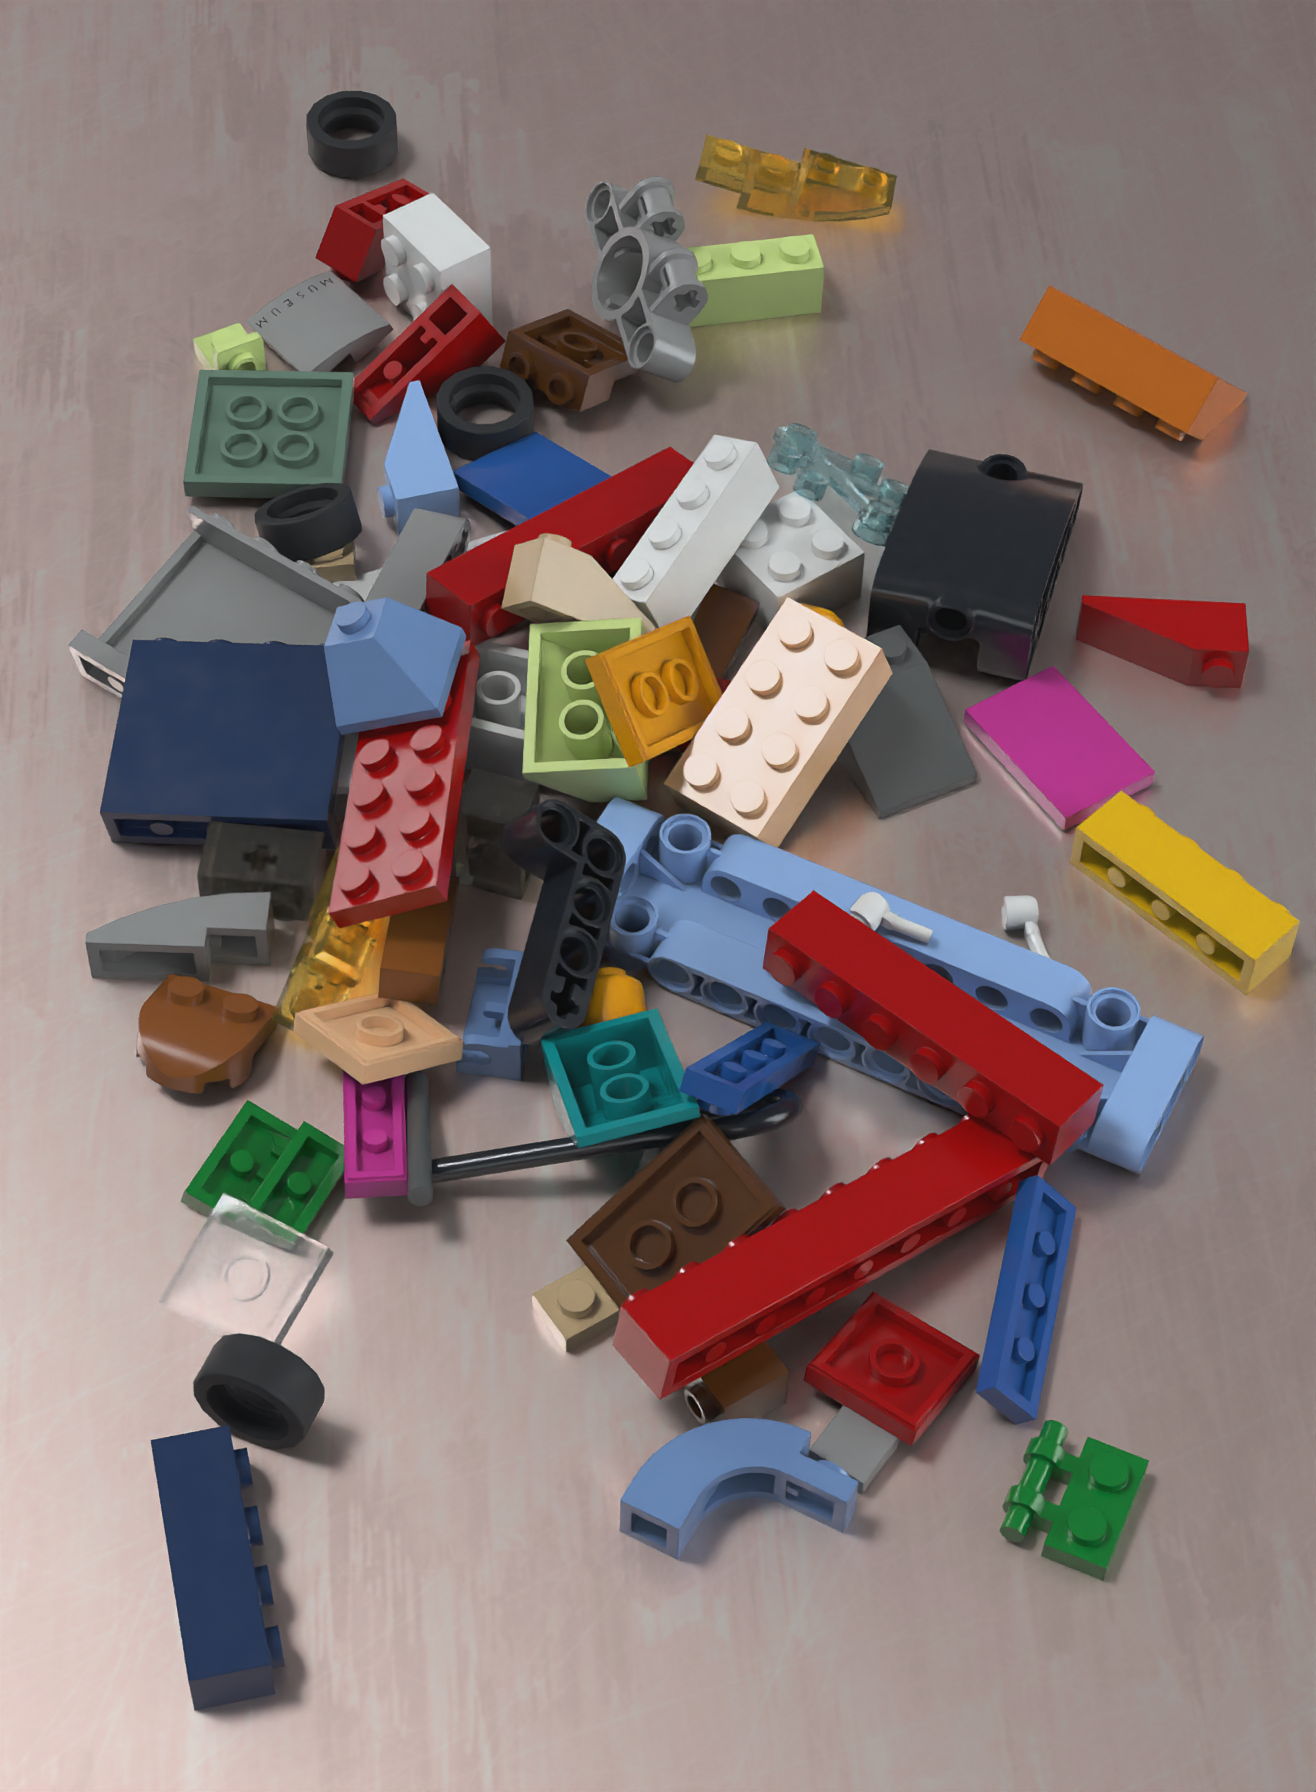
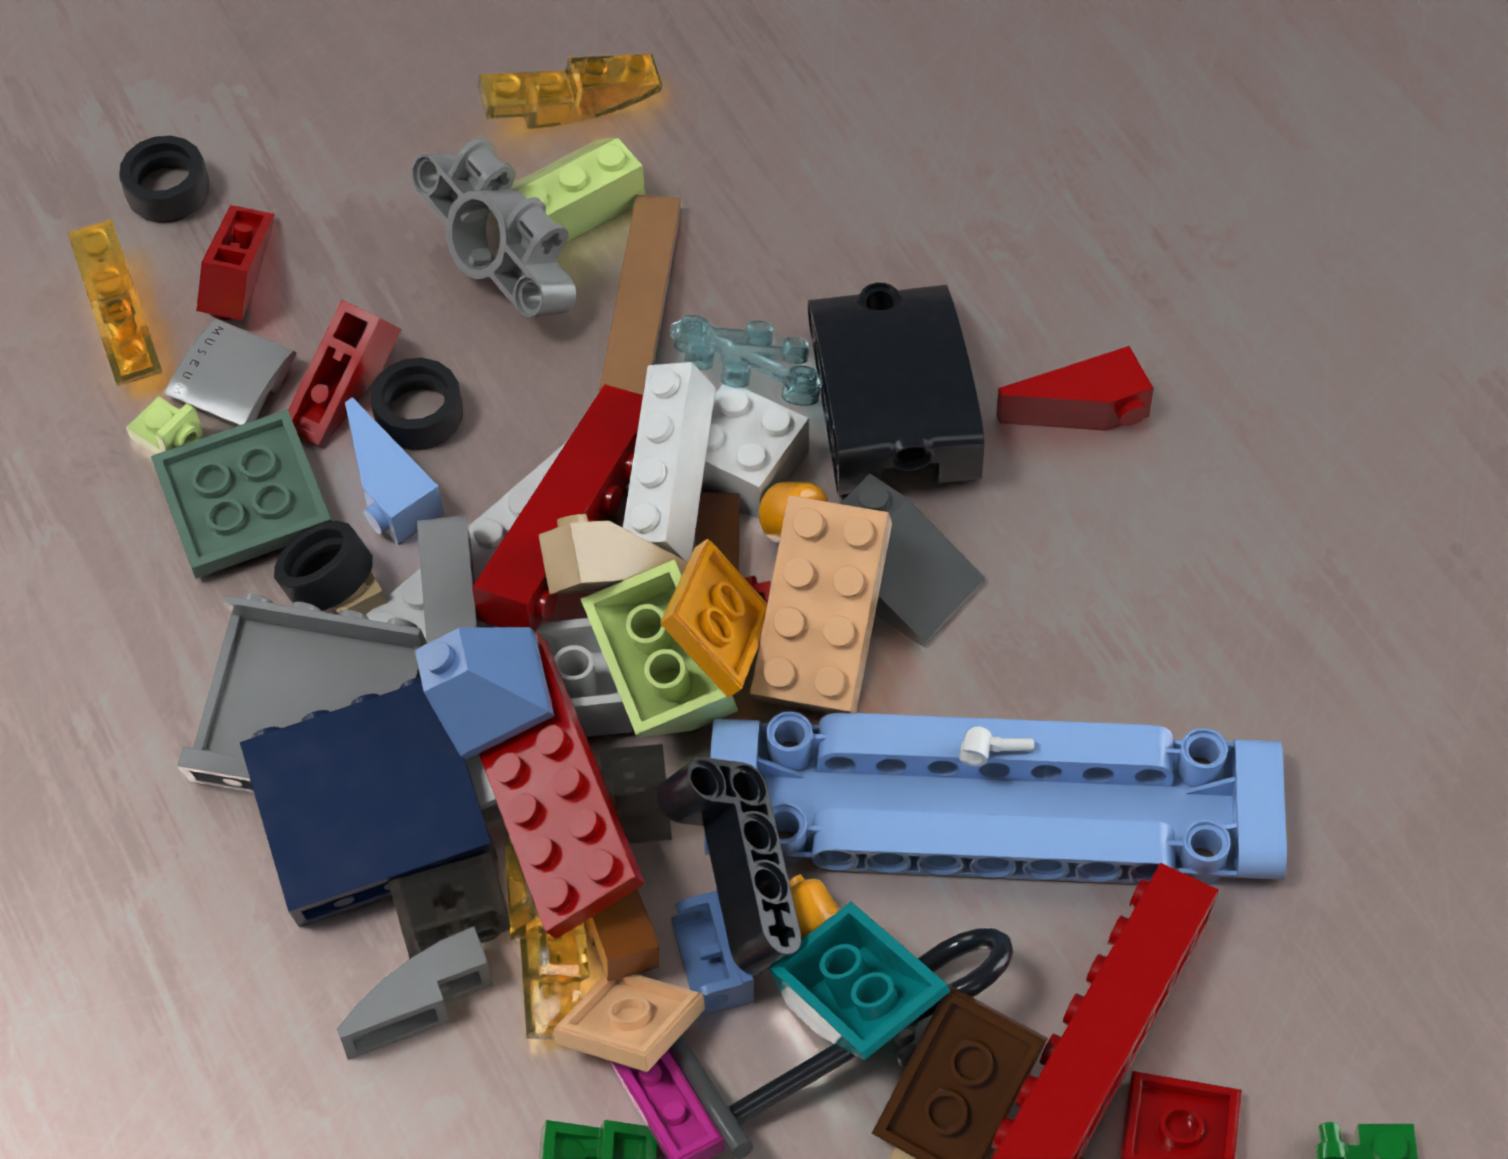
camera: 20 degrees left, 5 degrees up
(200, 1034) = (473, 1076): dark orange slope -> none
(242, 225) = (114, 303): none -> clear yellow slope
(430, 250) = (307, 278): white brick -> none
(527, 478) = (495, 454): blue tile -> none
(567, 359) = (463, 326): reddish brown plate -> none
(748, 1068) = (955, 925): blue plate -> none
(772, 378) = (641, 292): none -> medium nougat tile
(932, 1027) = (1078, 828): red brick -> none
(1022, 914) = (1084, 688): white hand -> none
(1026, 1300) = (1255, 1027): blue plate -> none
(1058, 747) = (1036, 527): dark pink tile -> none
(1129, 365) = (927, 161): orange slope -> none
(1184, 892) = (1200, 618): yellow brick -> none

